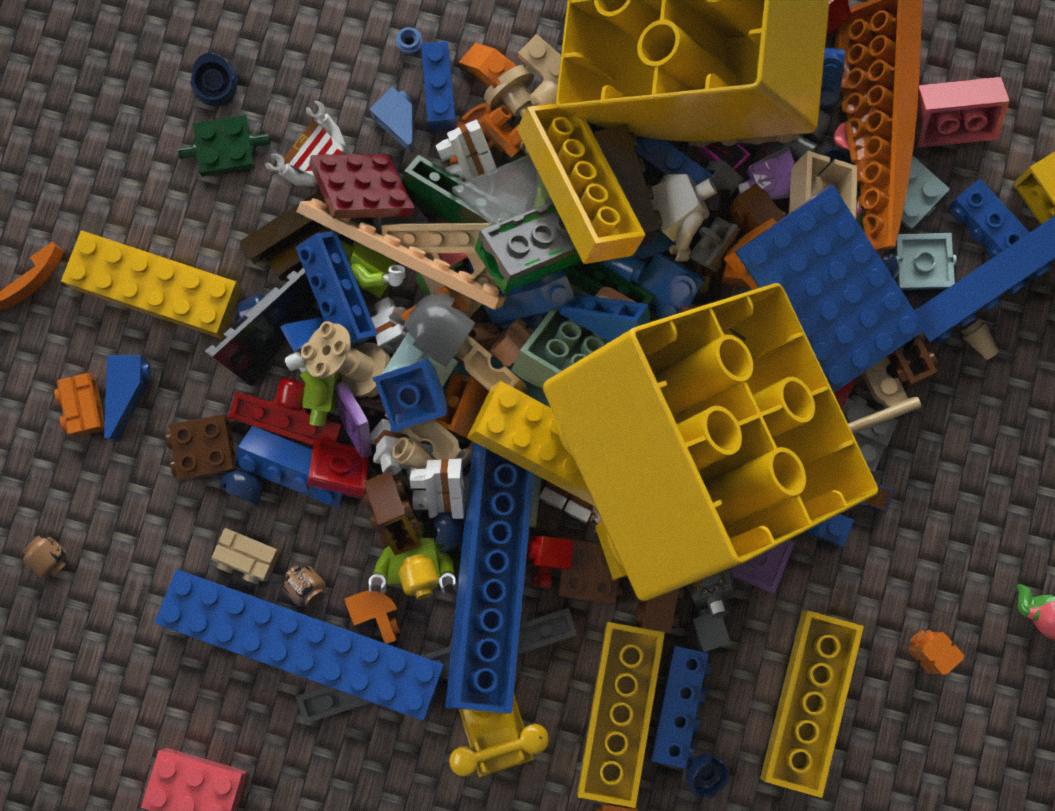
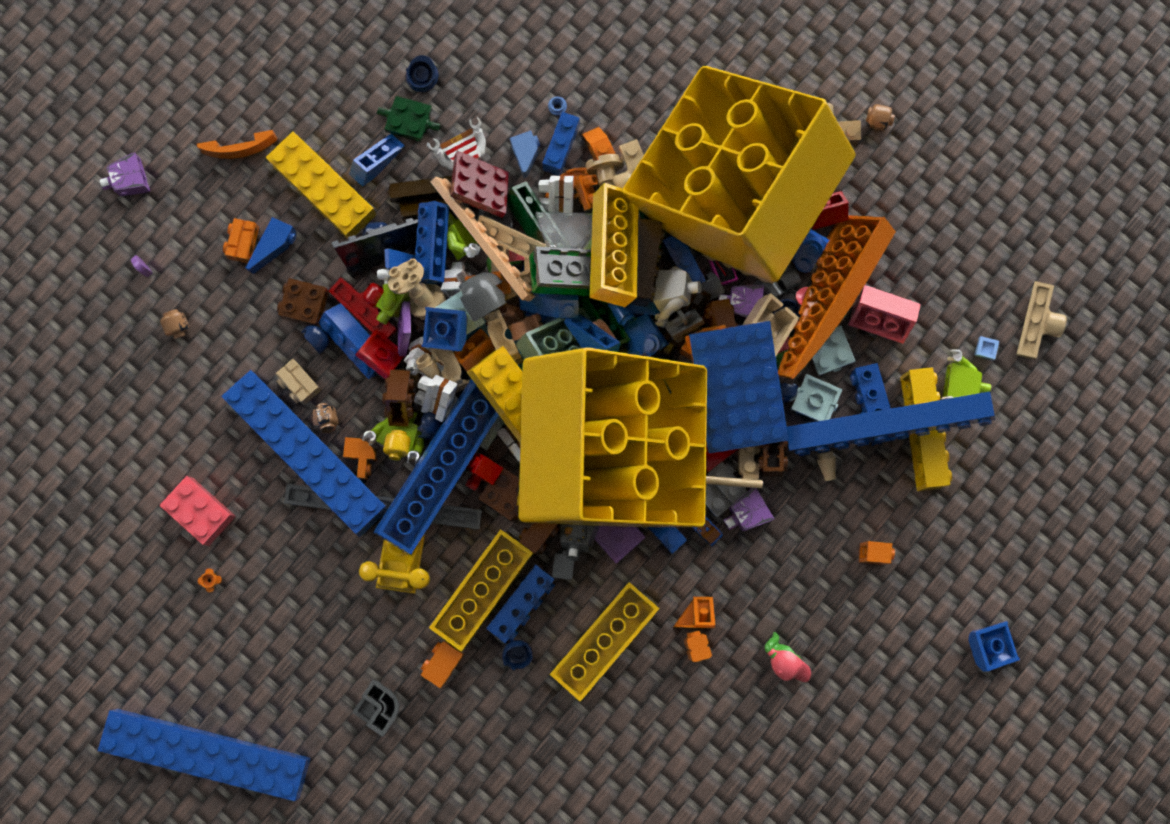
camera: 20 degrees right, 0 degrees up
(206, 218) = (375, 159): none -> blue slope
(912, 446) = (748, 512): none -> medium lavender torso
(913, 609) = (698, 614): none -> orange slope

